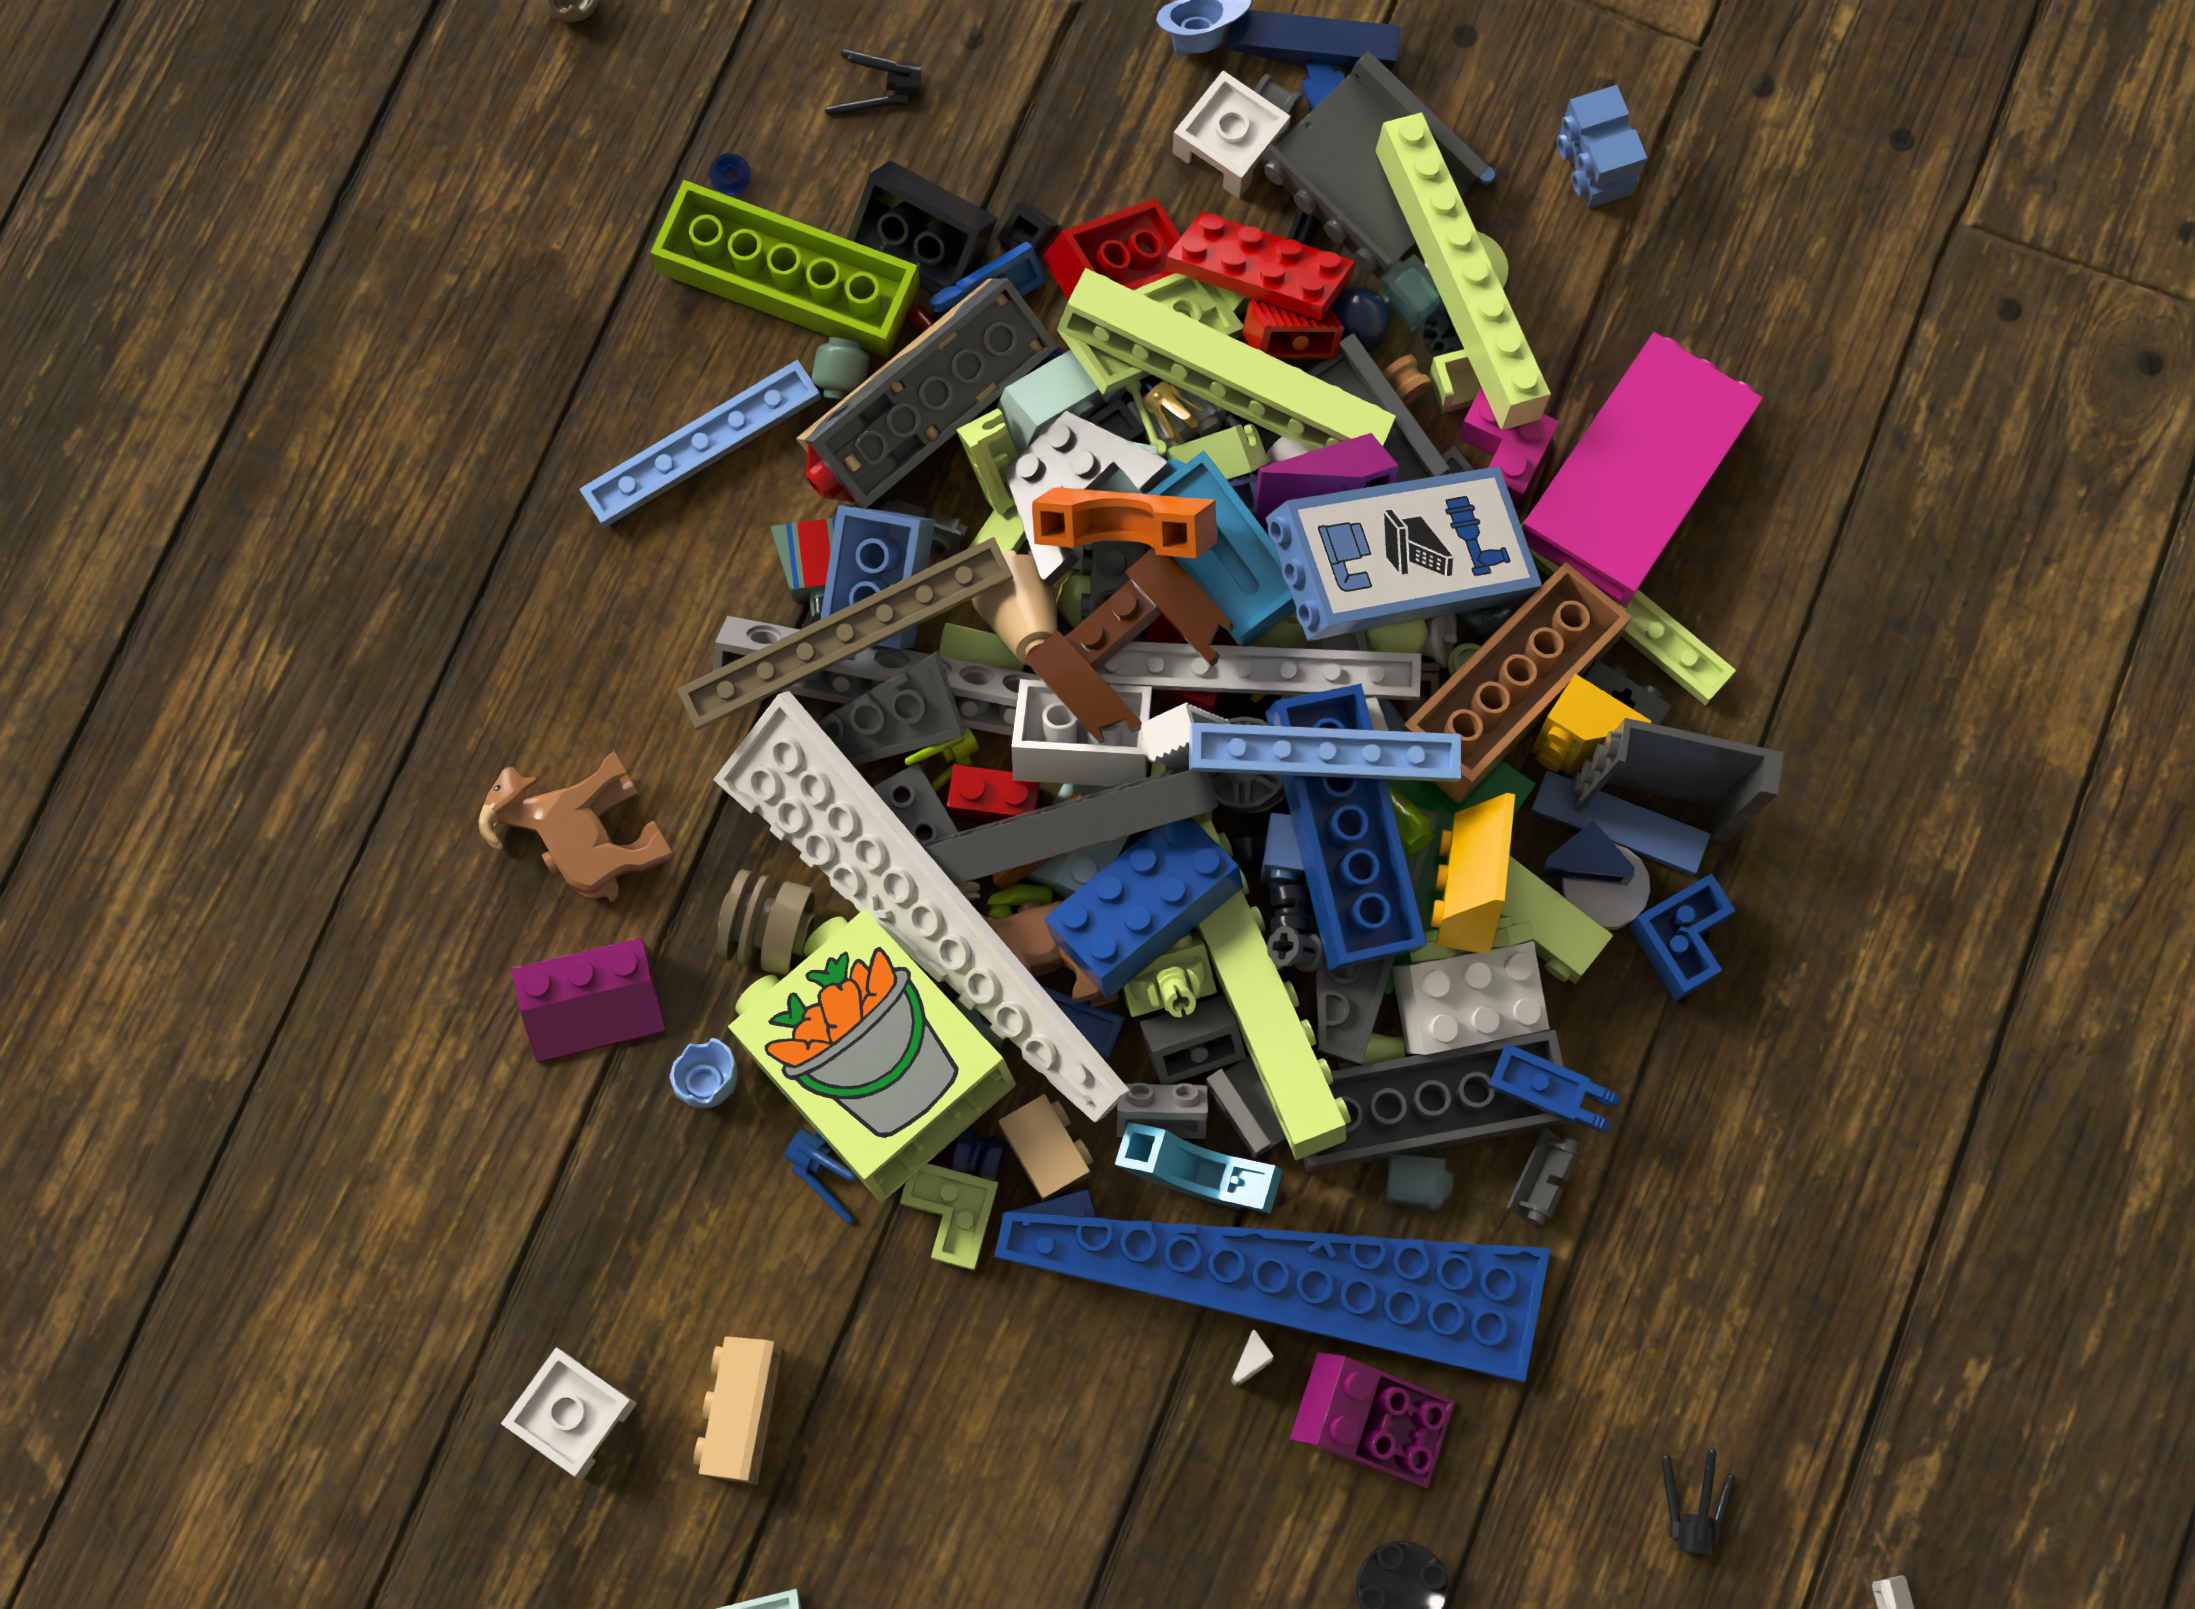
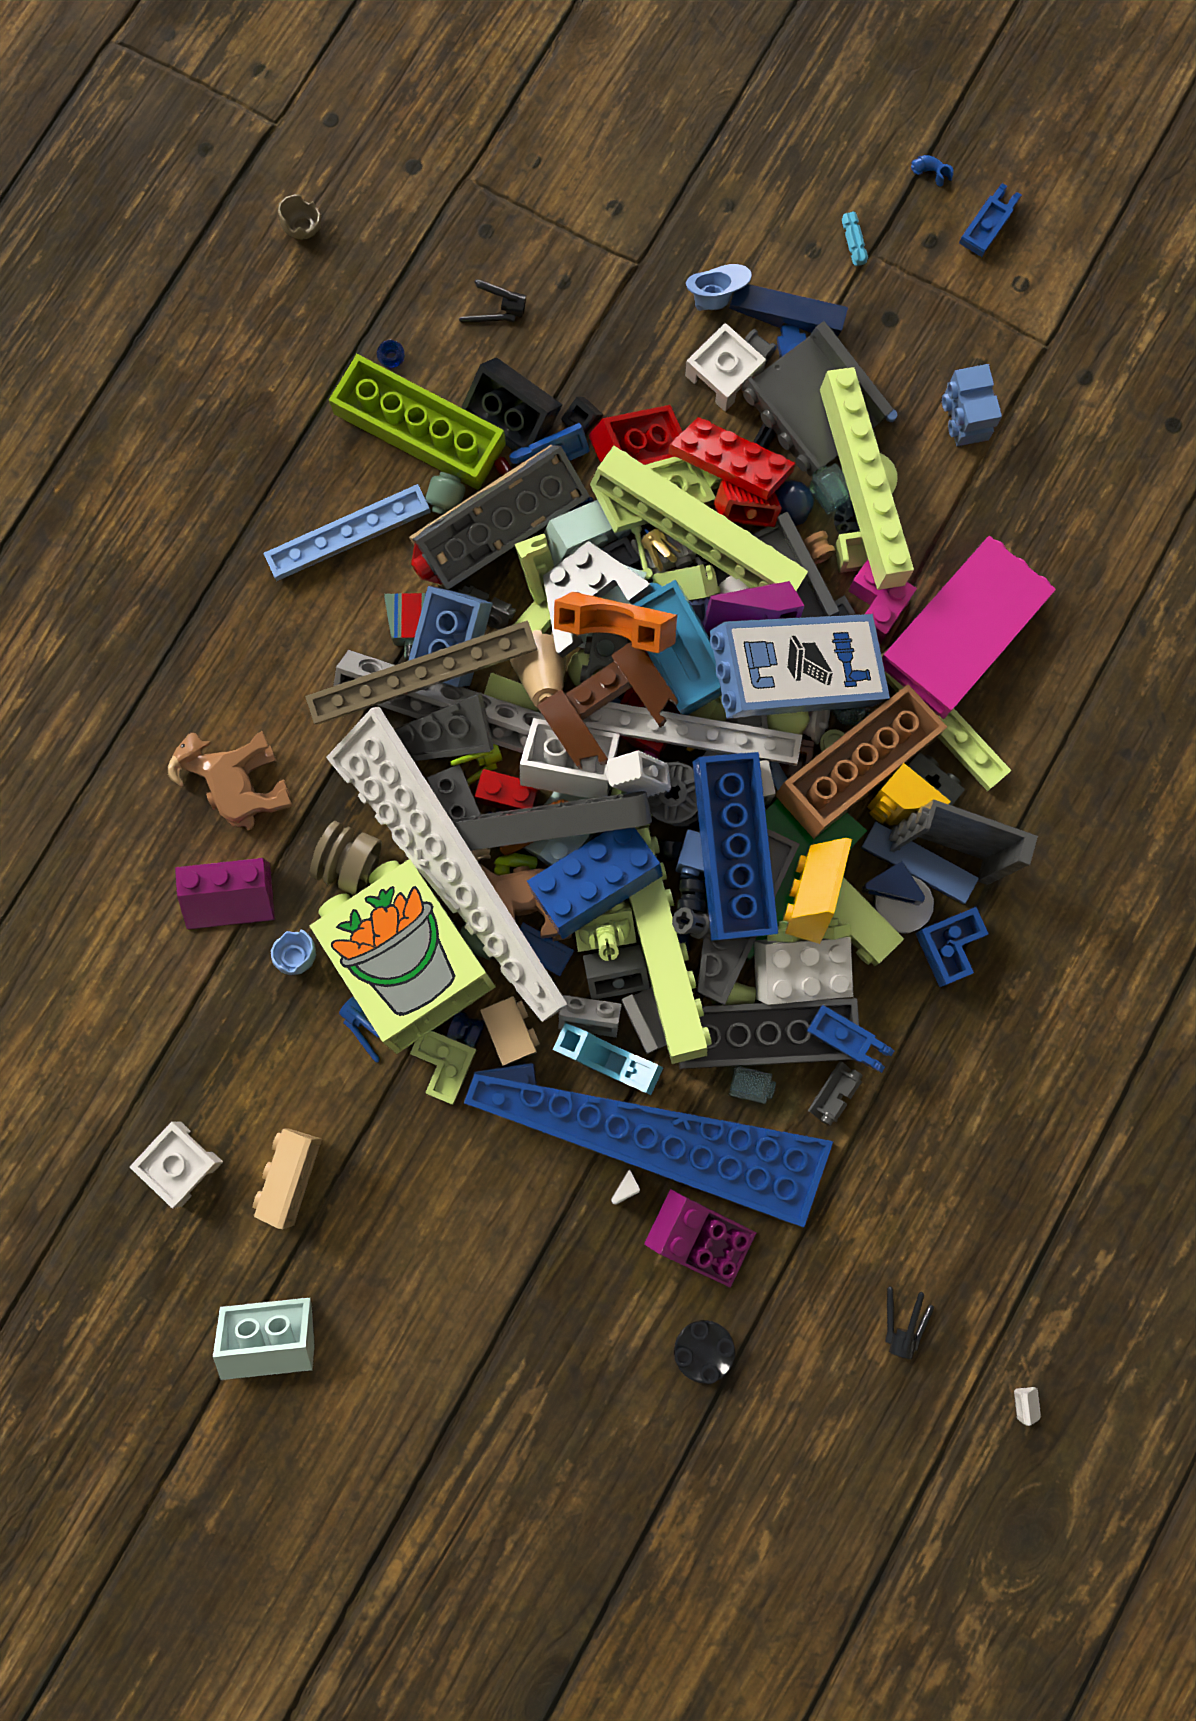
camera: 10 degrees right, 5 degrees up
(1324, 752) = (727, 796): light blue plate -> none
(1412, 824) = (780, 850): clear neon green cone -> none

